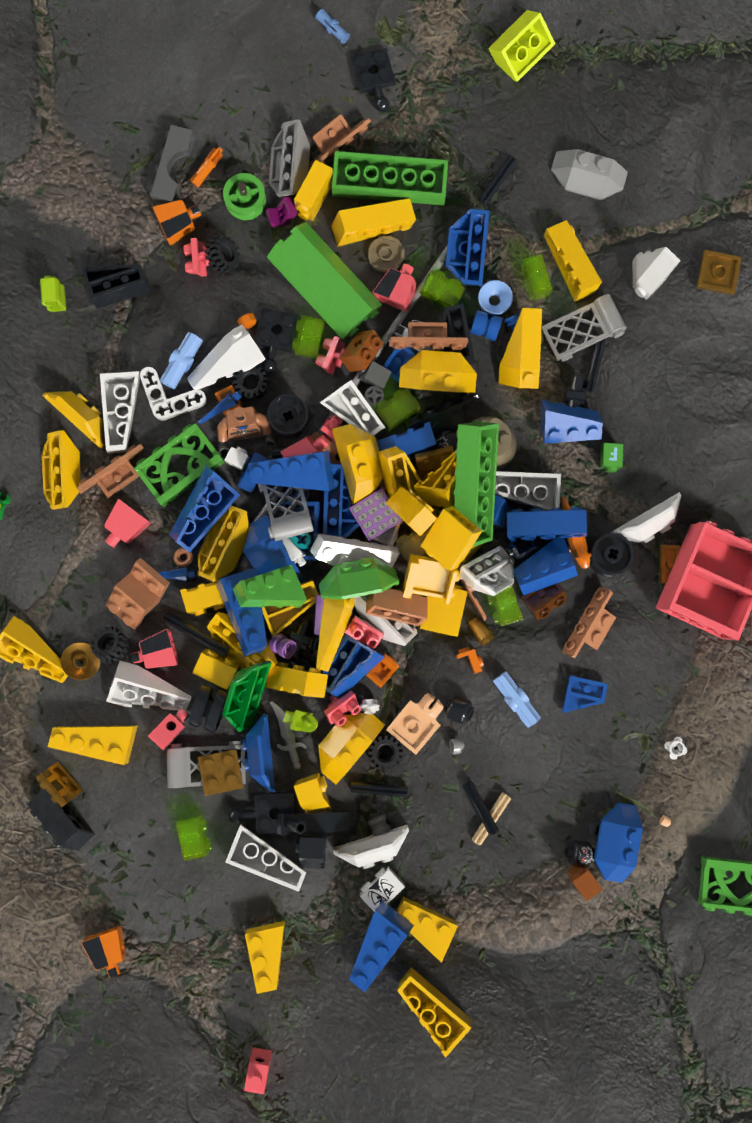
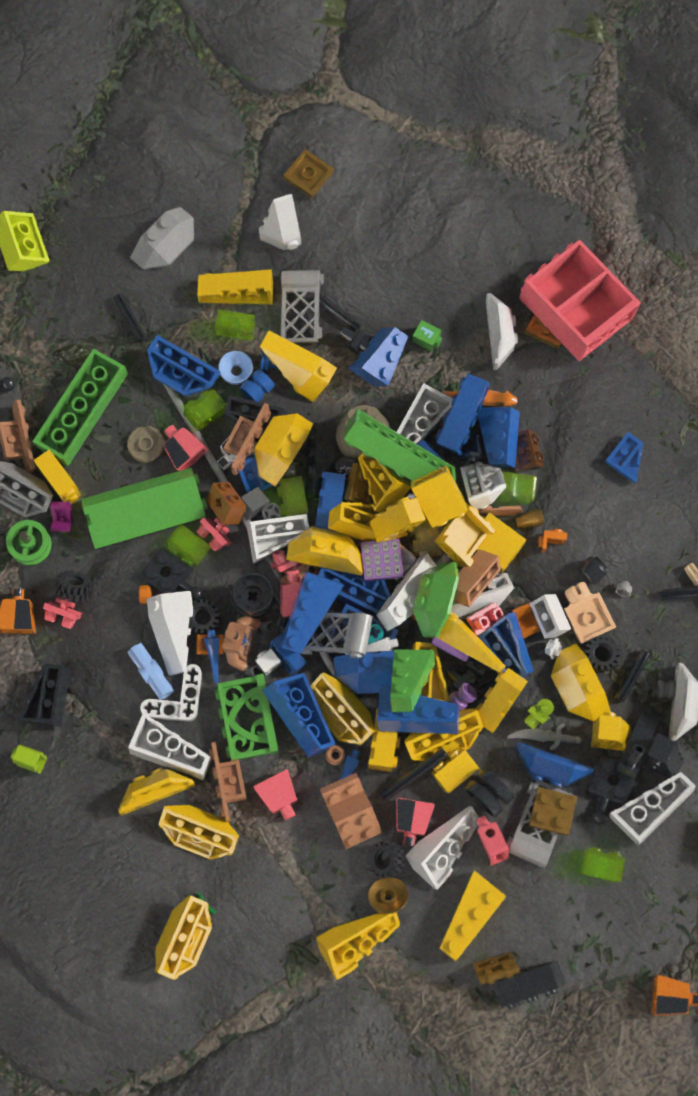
camera: 60 degrees left, 10 degrees down
(246, 695) = (492, 751): green wedge -> none
(340, 706) = (541, 675): coral hips -> none
(372, 221) = (111, 441): yellow wedge -> none
(396, 690) = (550, 616): none -> white brick
(516, 699) = (606, 516): light blue piece -> none
(592, 625) = (569, 422): nougat bracket -> none
(621, 552) = (515, 374): black wheel -> none

